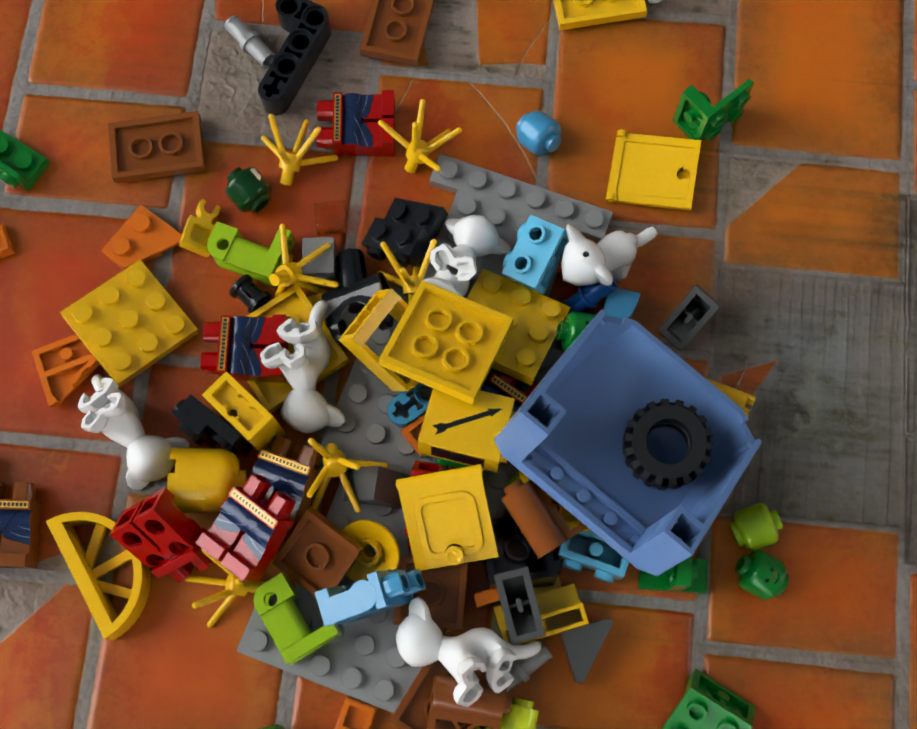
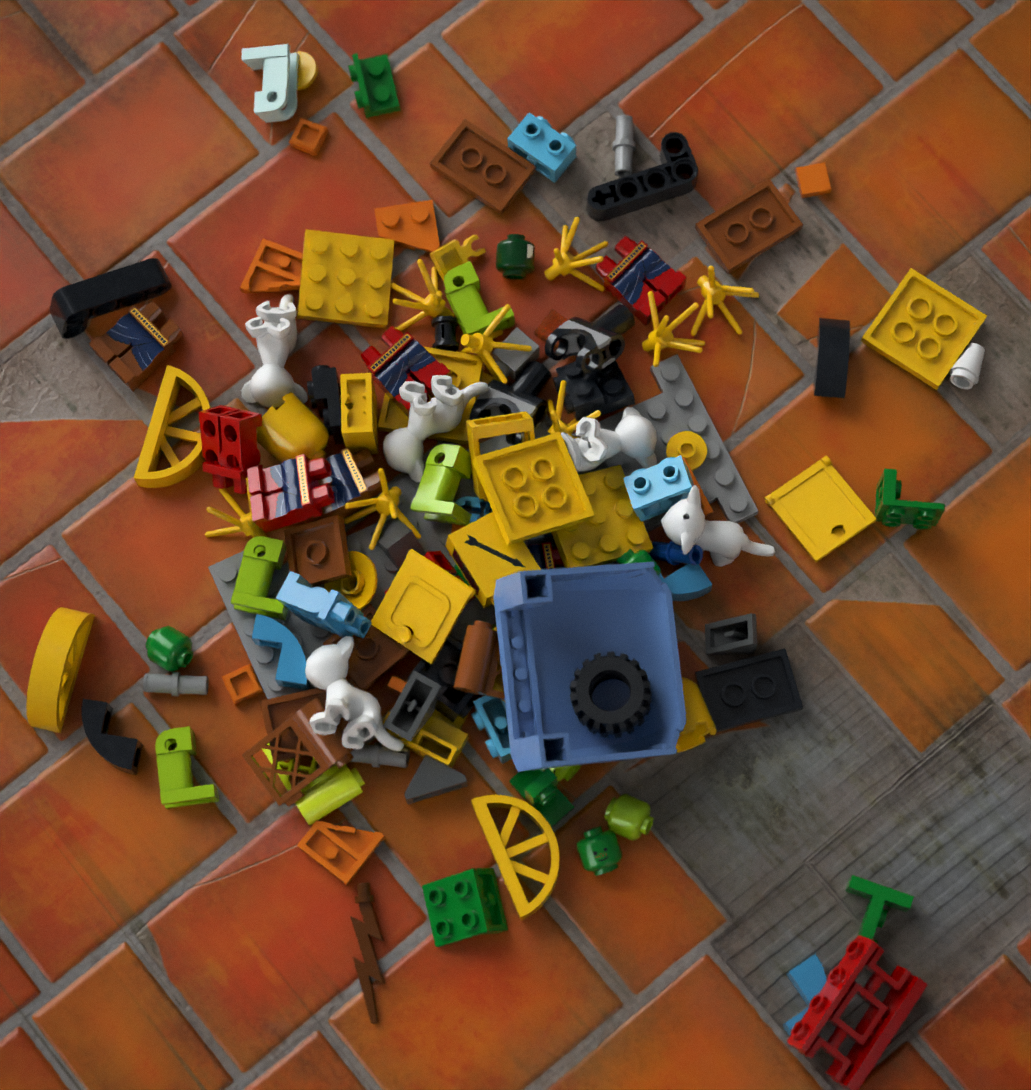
camera: 45 degrees right, 0 degrees up
(189, 91) = (543, 146): none -> medium azure brick
(218, 282) = (431, 305): none -> yellow plant
(364, 410) = (441, 483): none -> lime piece
(375, 194) = (598, 340): none -> black connector
(383, 661) = (292, 658): none -> dark azure brick
(423, 85) = (714, 295): none -> yellow plant
(516, 211) = (689, 446): none -> yellow piece
(538, 133) = (762, 404): dark azure head -> none
(558, 56) = (832, 358): none -> black brick
(697, 653) = (502, 856): none -> yellow window
(742, 344) = (749, 690): none -> black plate

